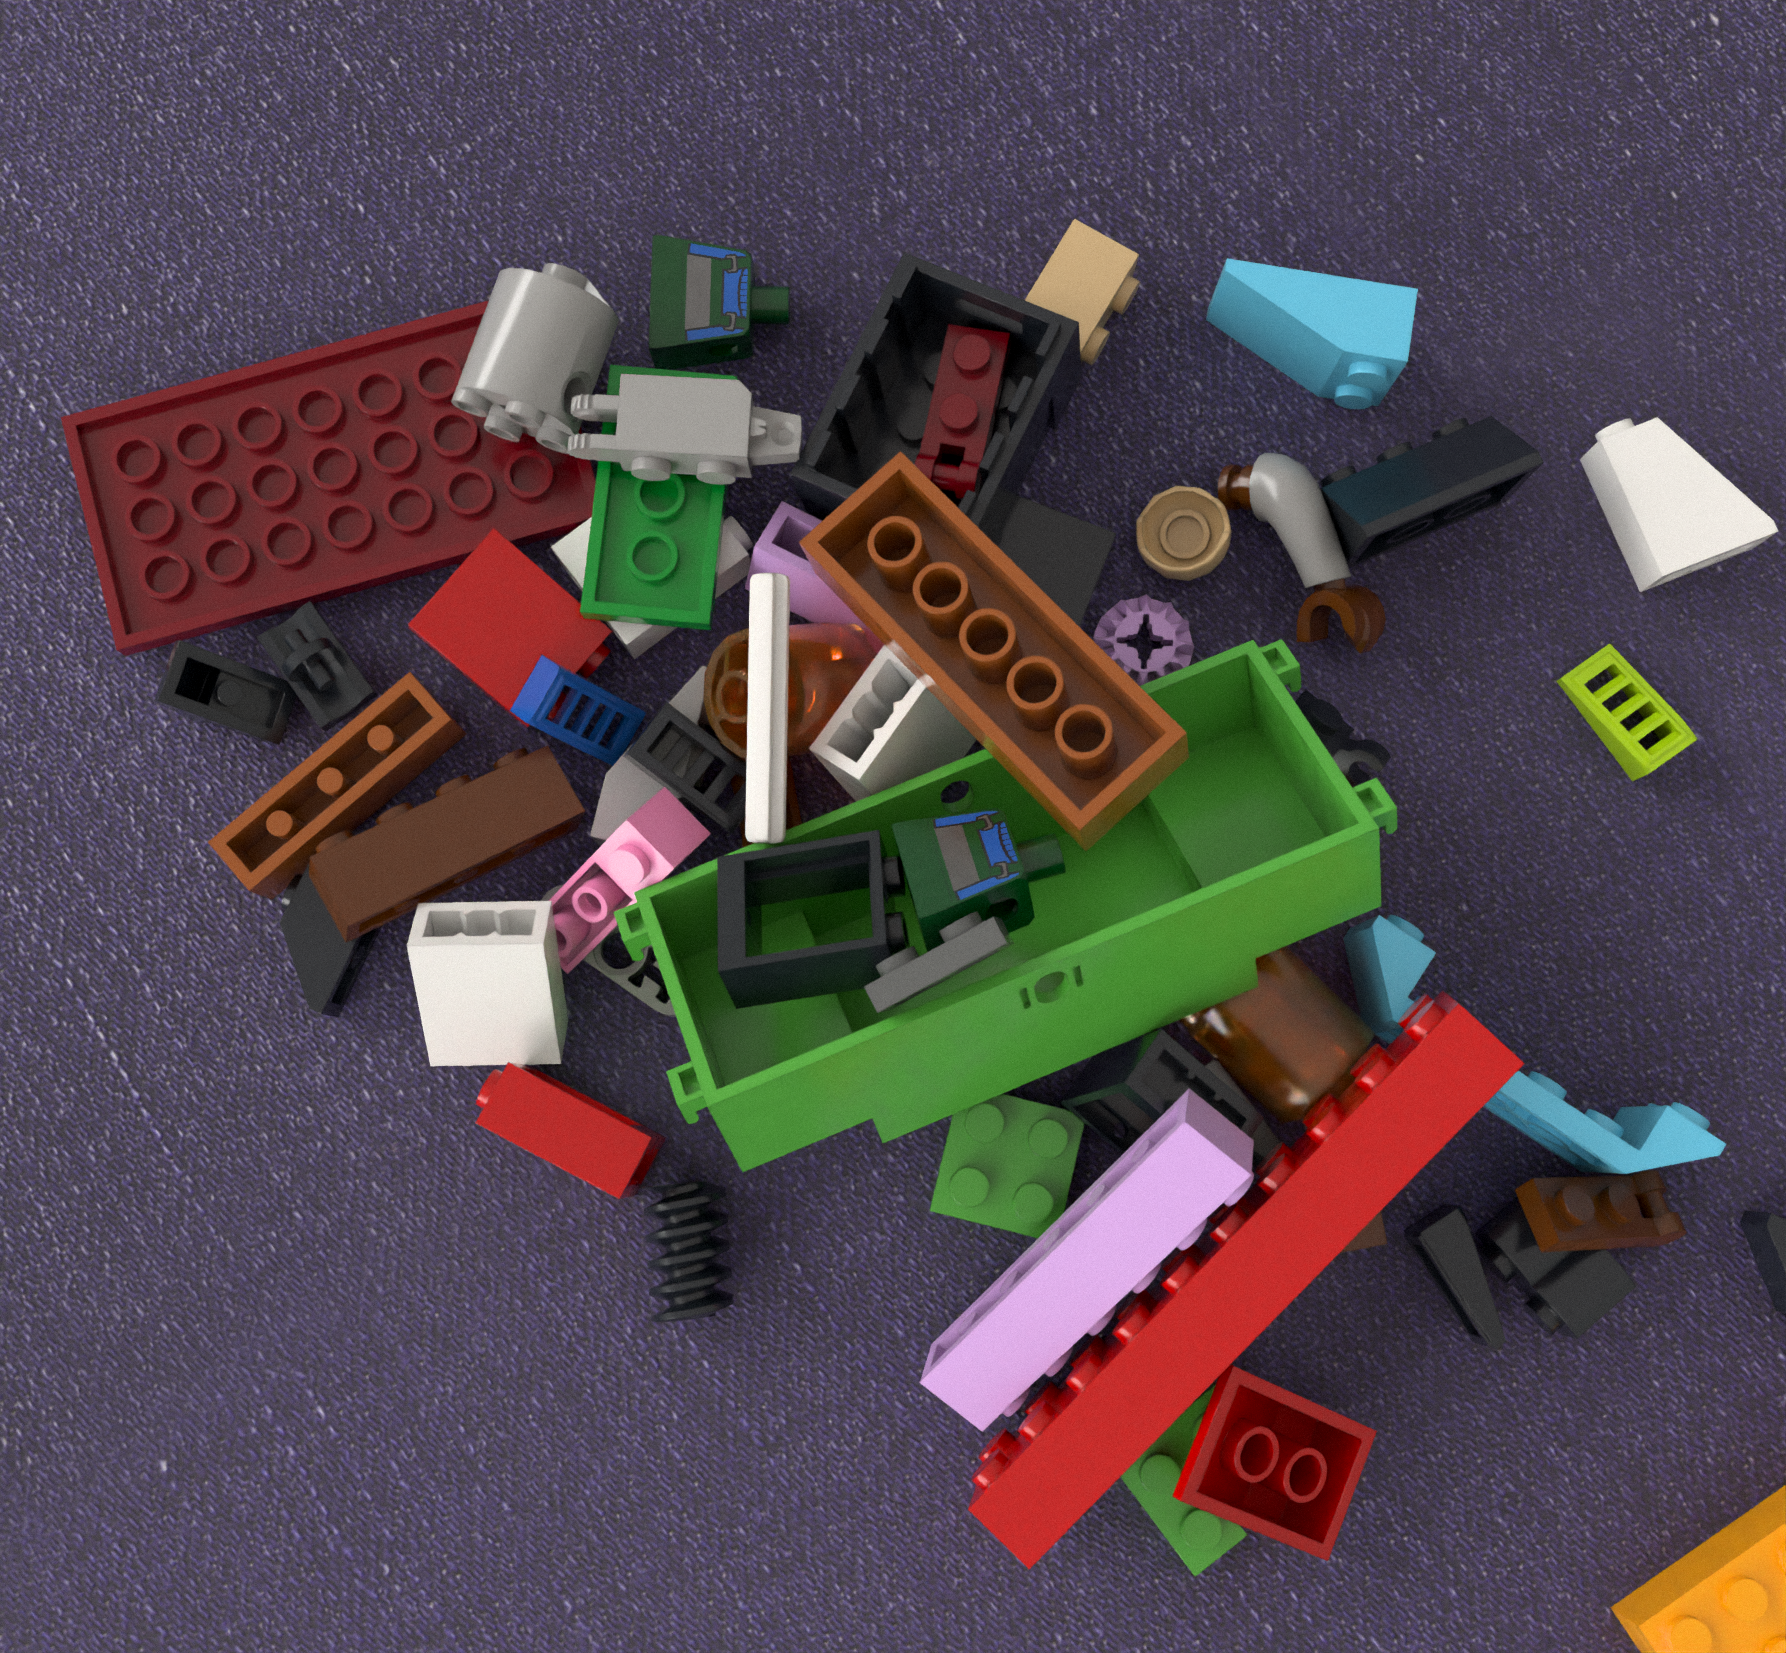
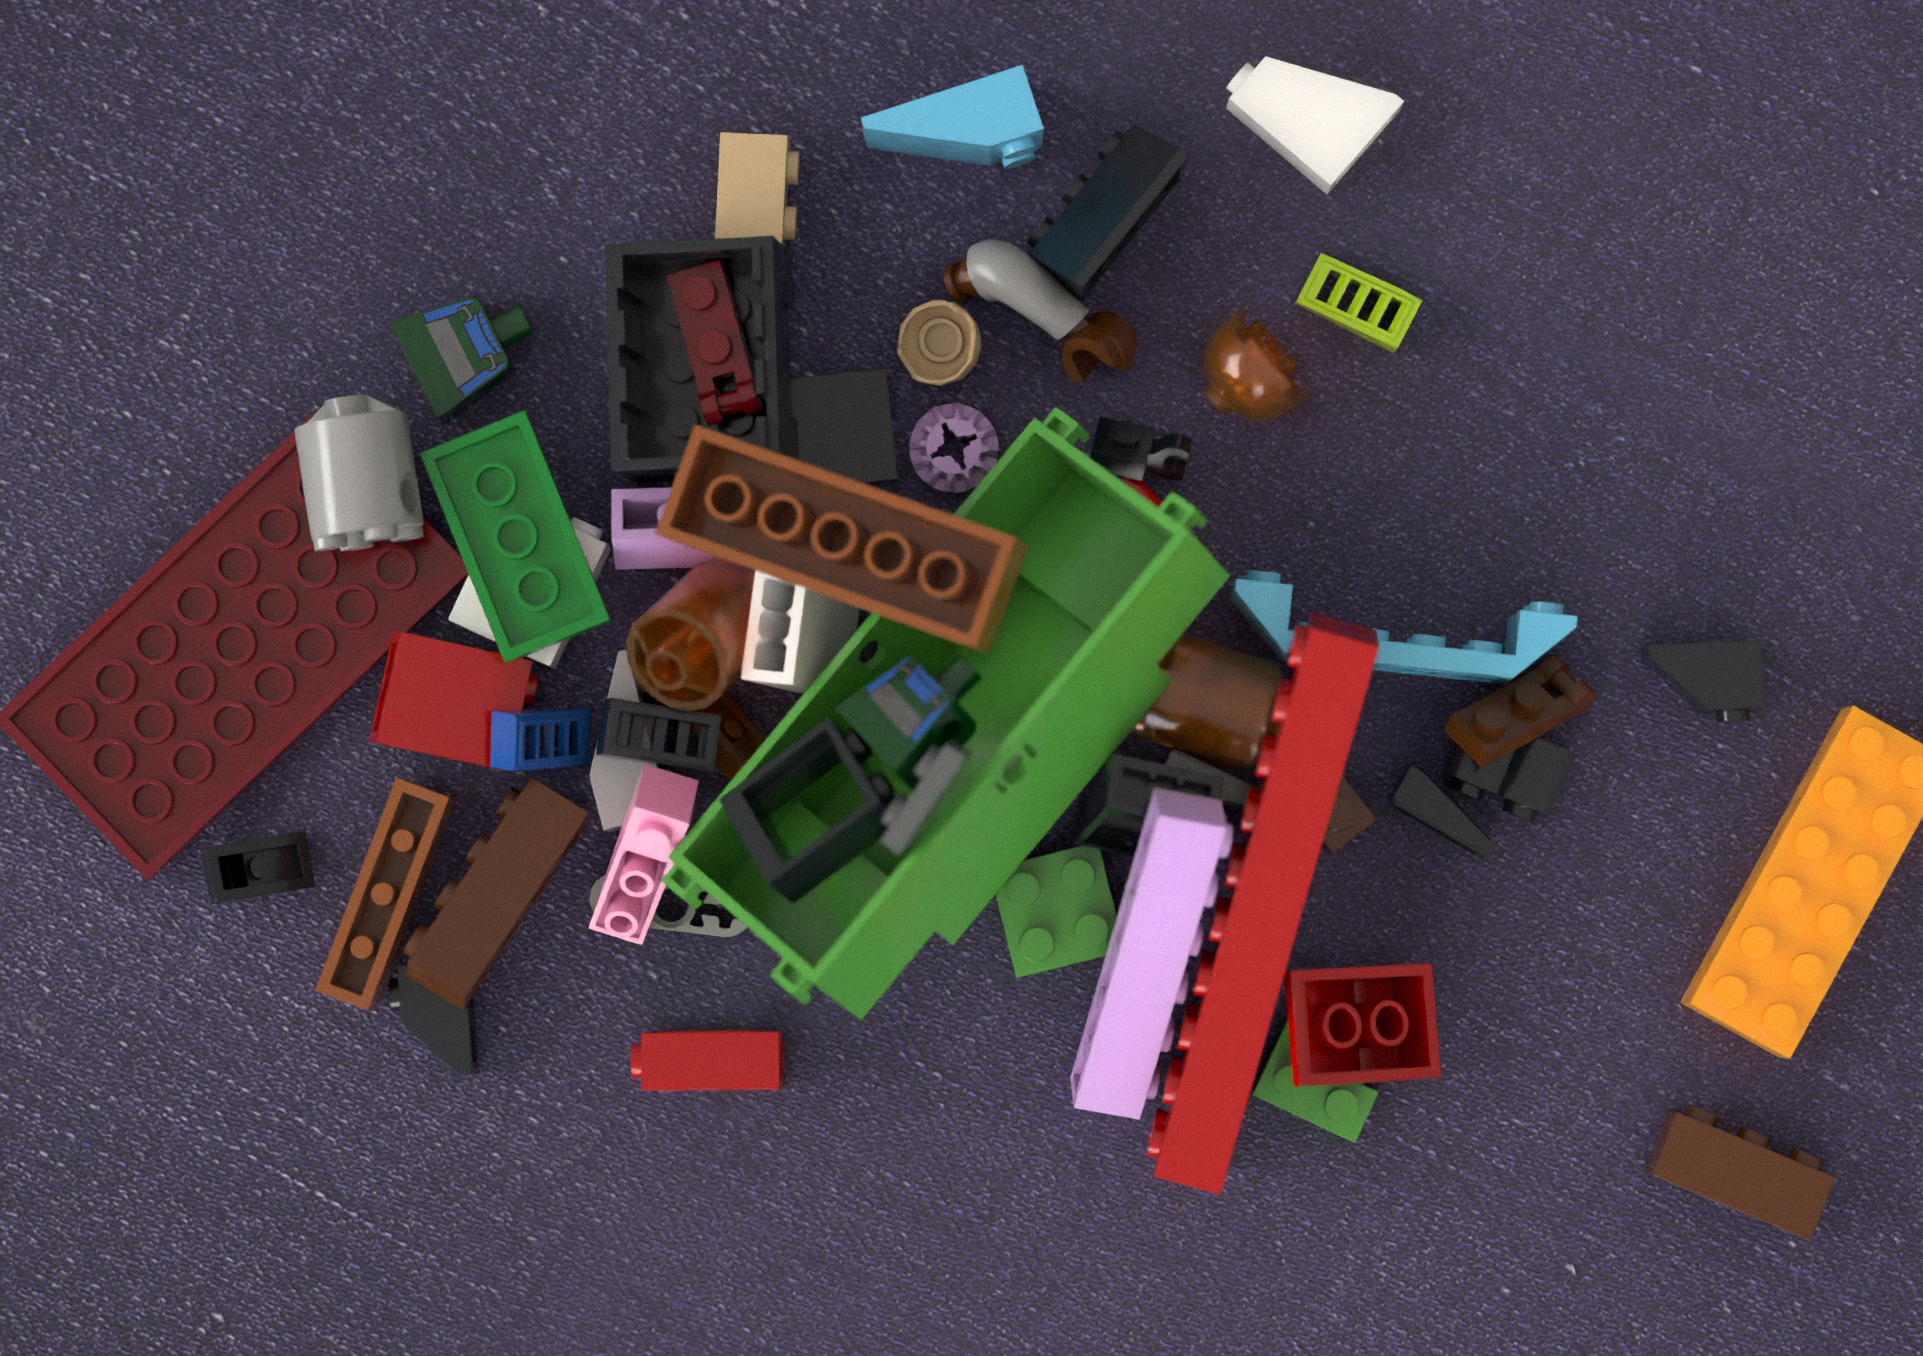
camera: 20 degrees left, 5 degrees up
(317, 667) = (314, 809): black hips -> none
(488, 982) = (590, 983): white brick -> none
(685, 429) = (512, 477): light grey hinge -> none
(689, 1250) = (848, 1103): black piece -> none
(767, 708) = (696, 667): white axle -> none
(1483, 721) = (1251, 371): none -> clear orange cylinder

